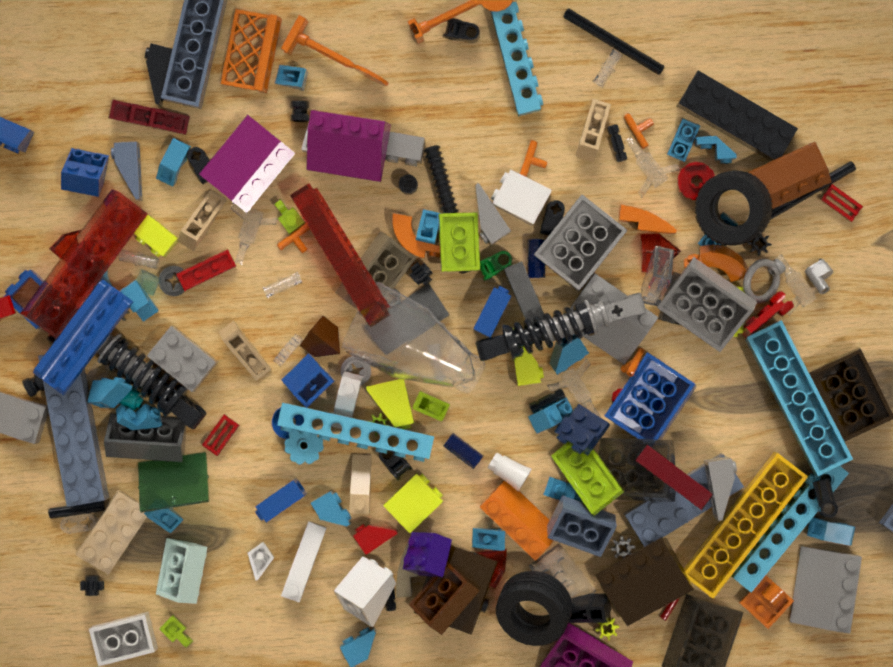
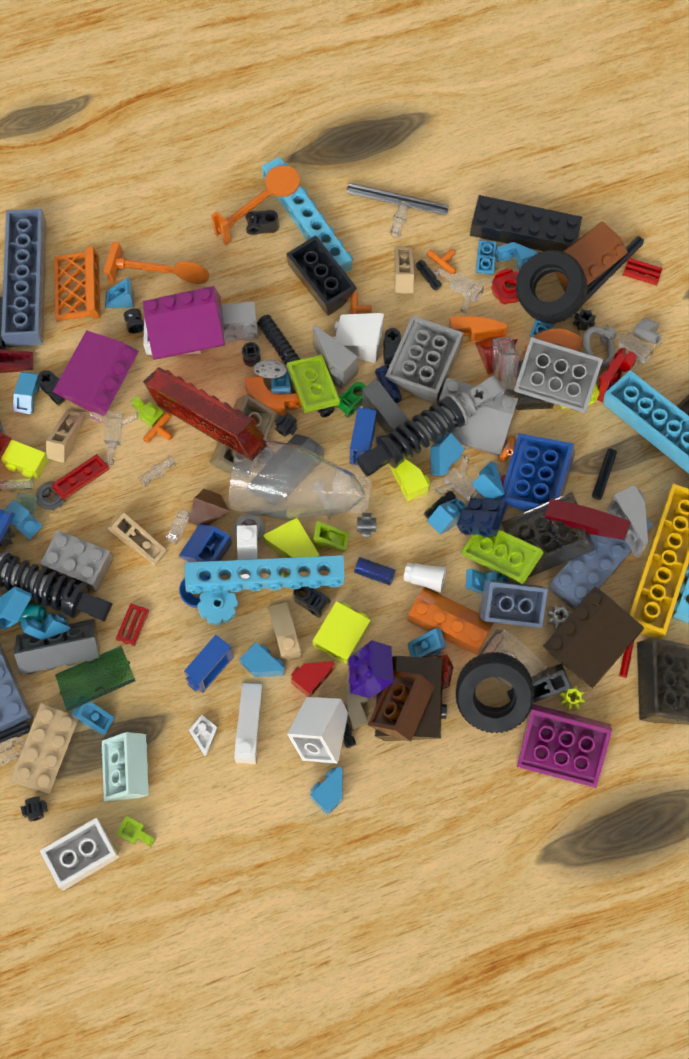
camera: 15 degrees left, 20 degrees down
(422, 206) = (270, 369): none -> clear sticker
(469, 402) = (366, 524): none -> dark grey gear
(504, 116) = (321, 275): none -> black slope
(601, 398) = (489, 482): none -> dark azure slope
(718, 415) = (604, 474): none -> black axle

